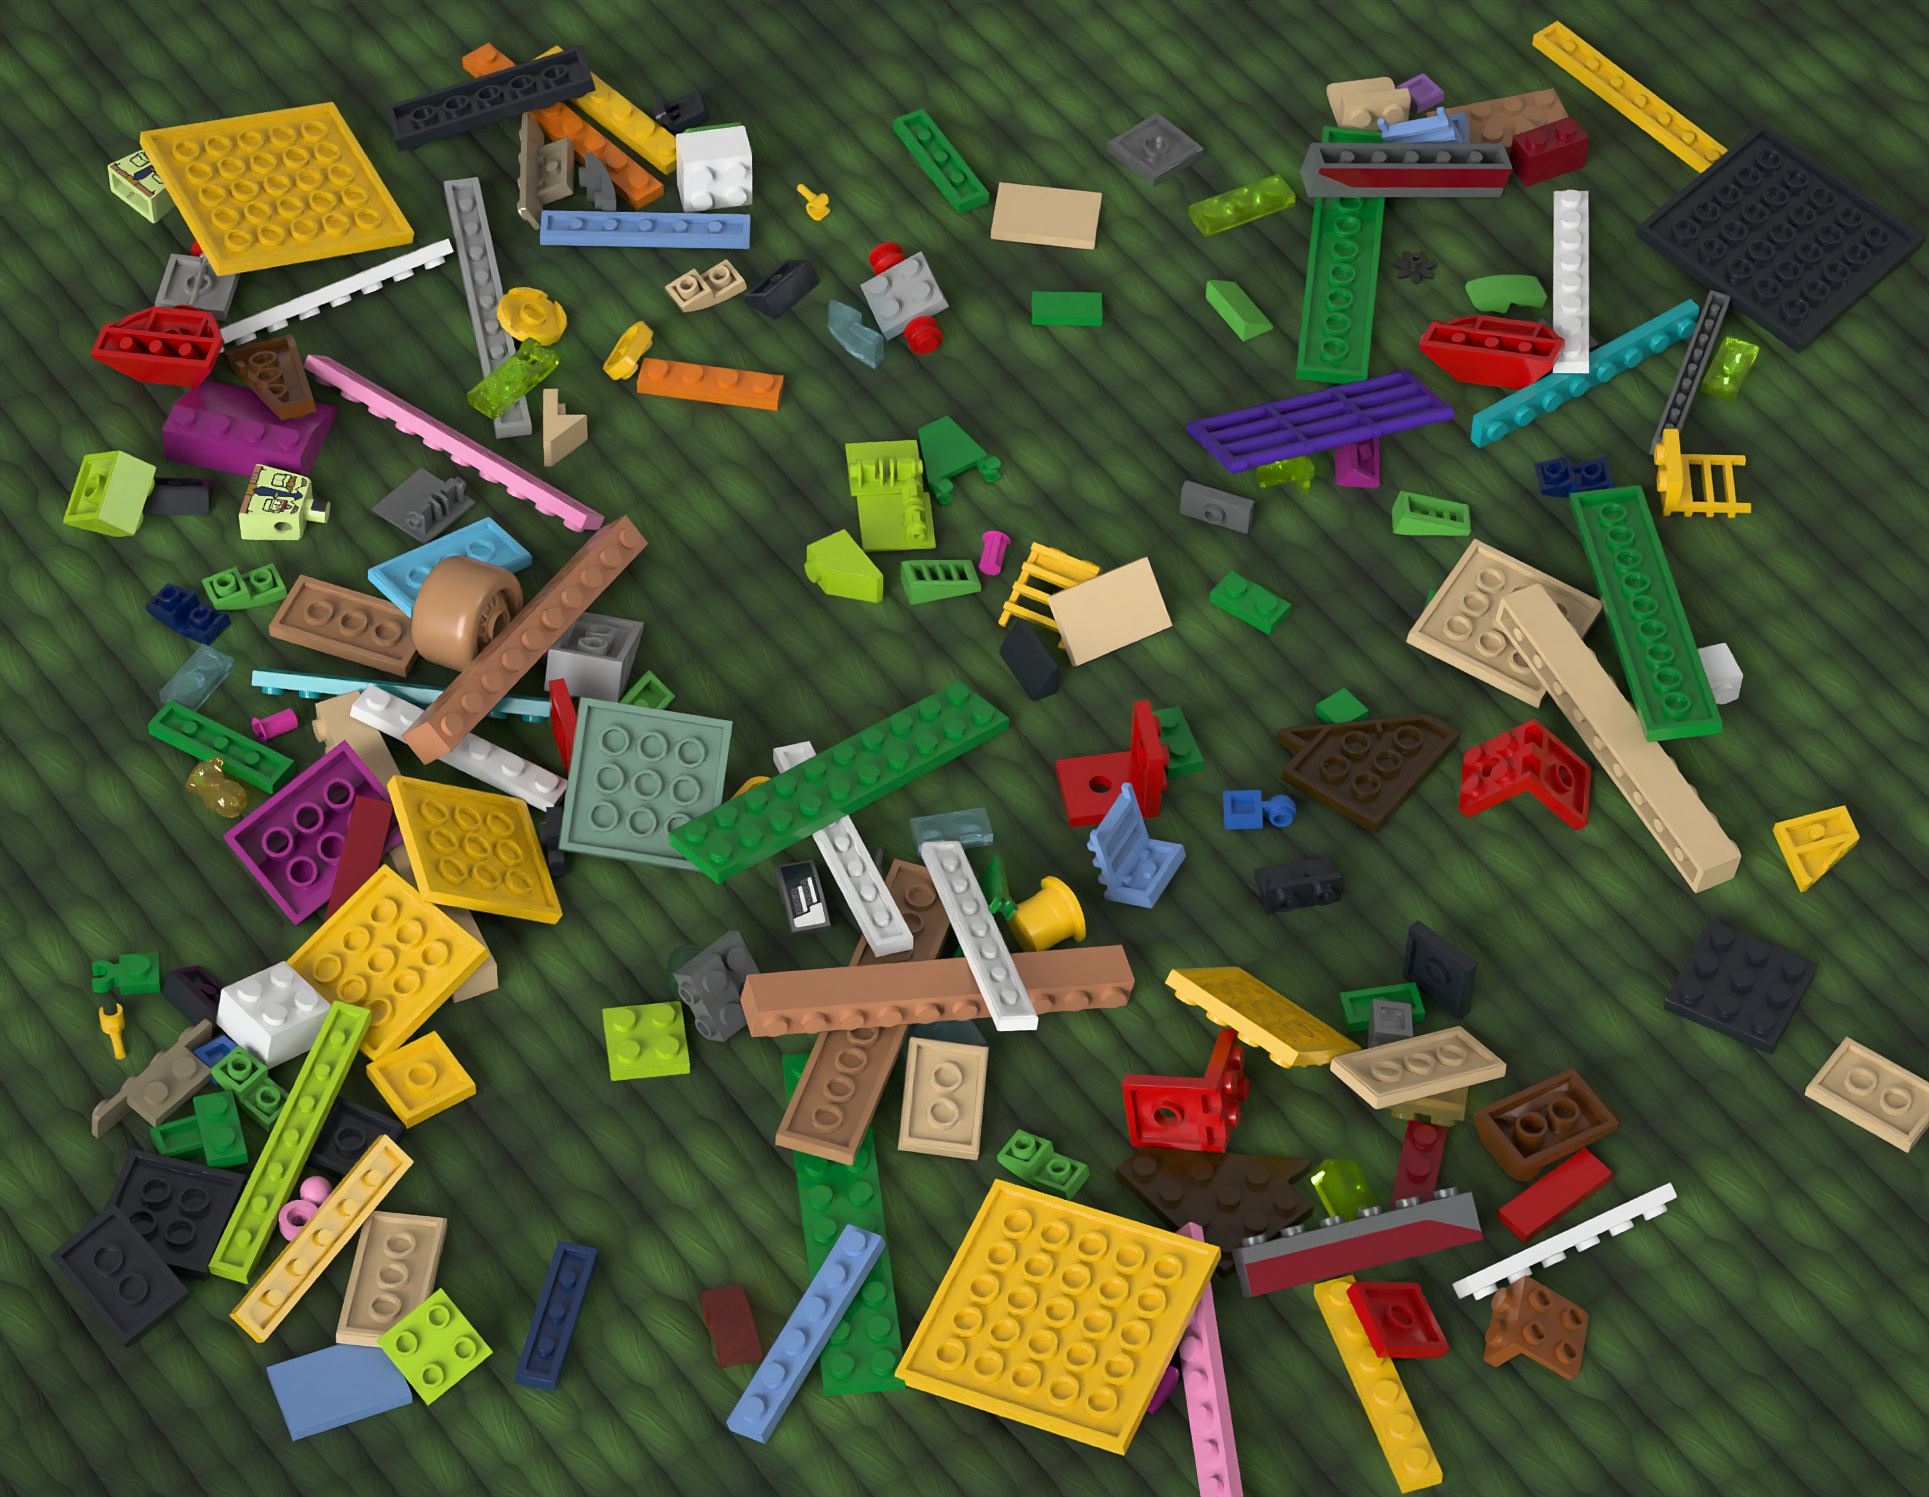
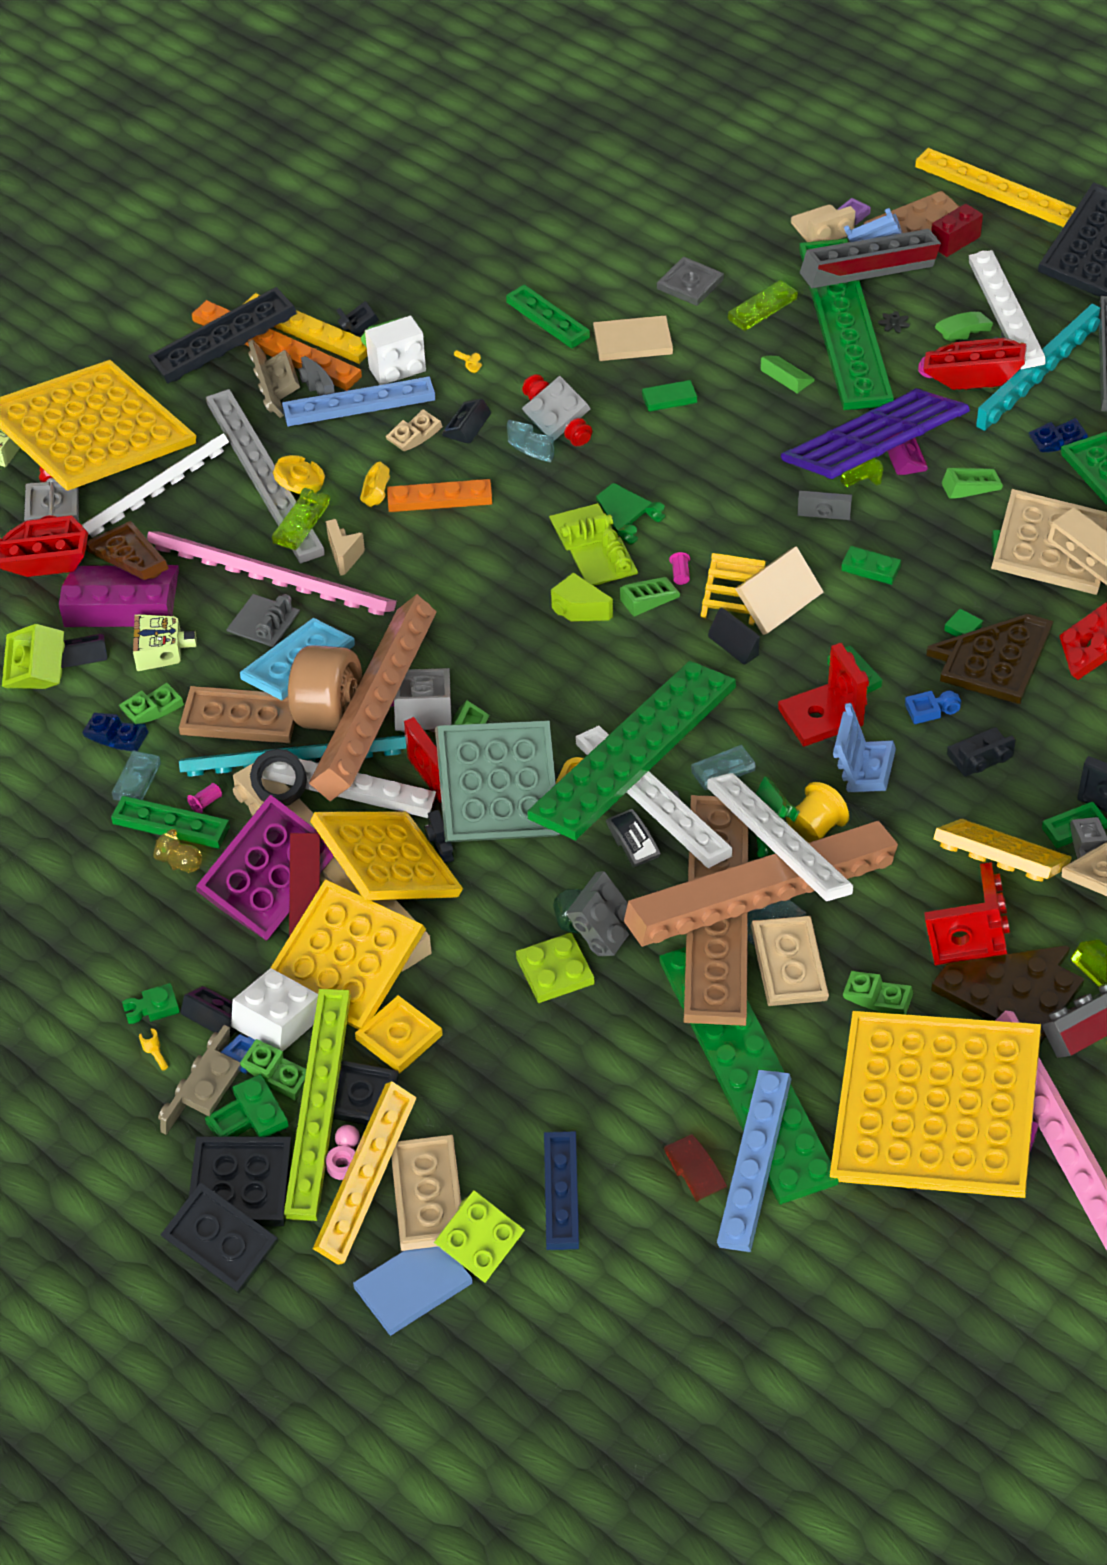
camera: 10 degrees left, 0 degrees up
(350, 697) = (273, 756): none -> black tyre

